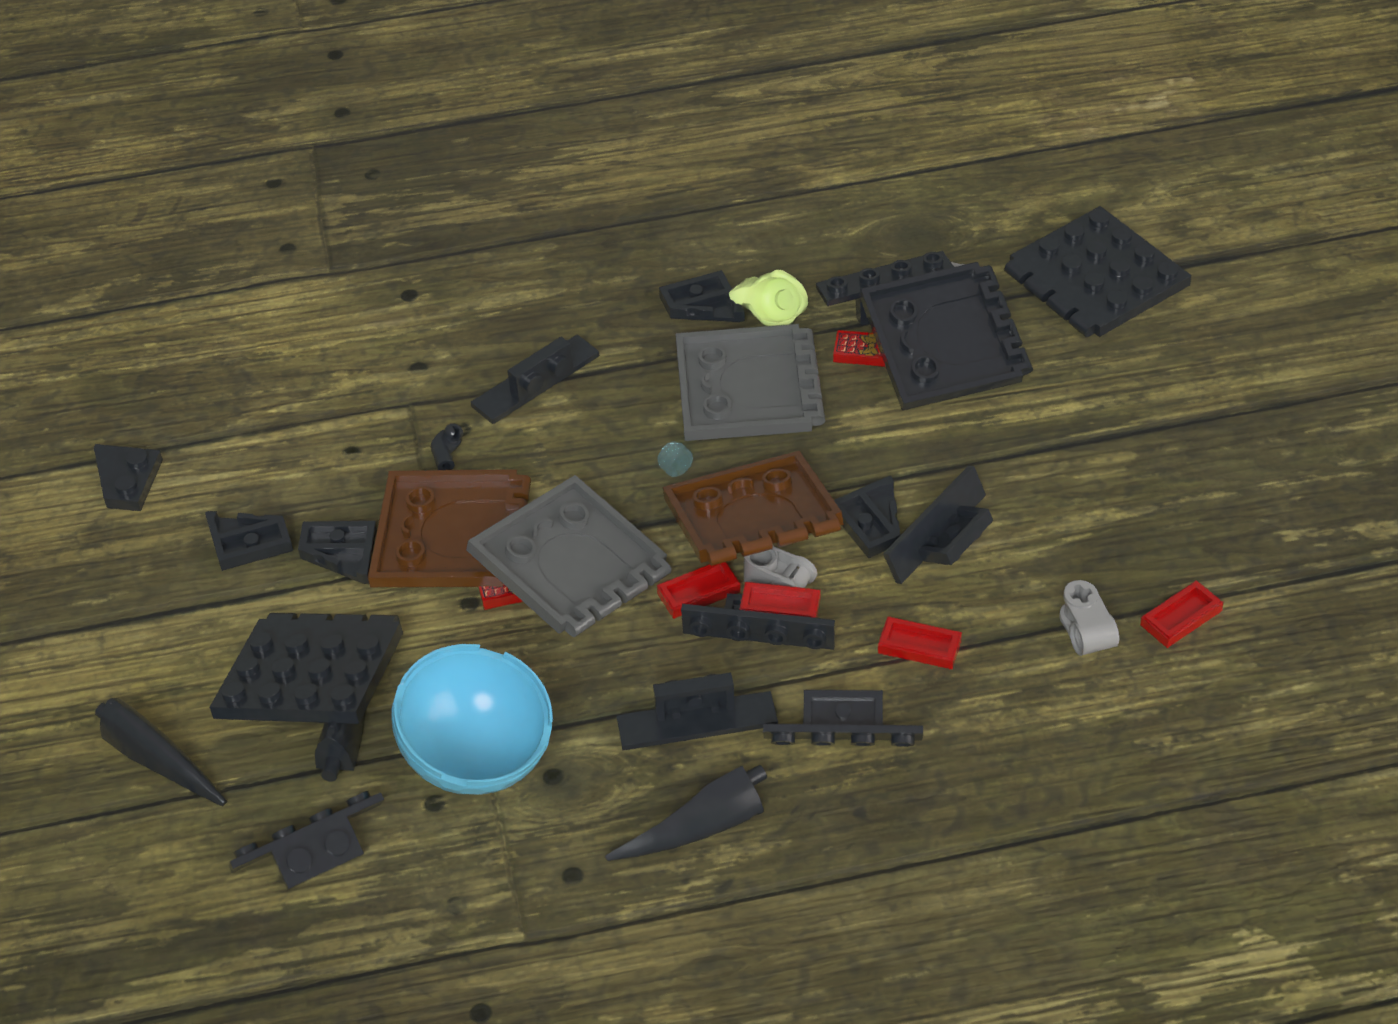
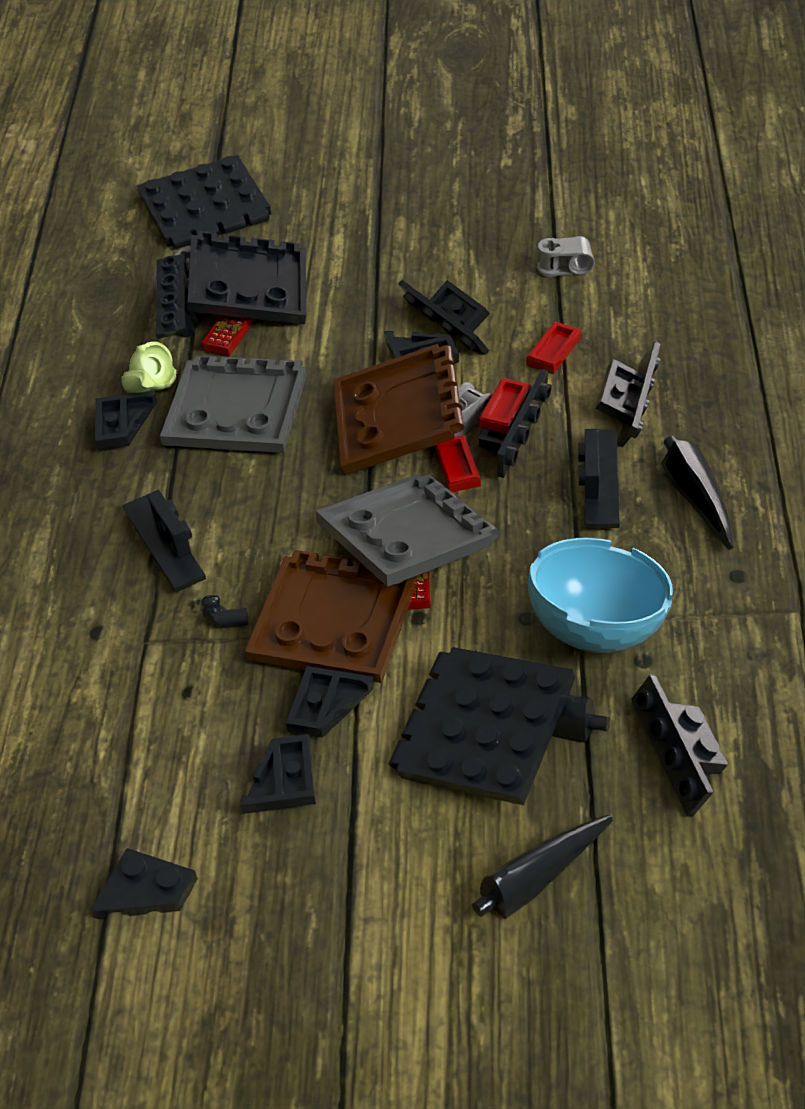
camera: 75 degrees left, 0 degrees up
(675, 459) = (308, 456): clear light blue axle -> none
(1181, 614) = (566, 217): red tile -> none

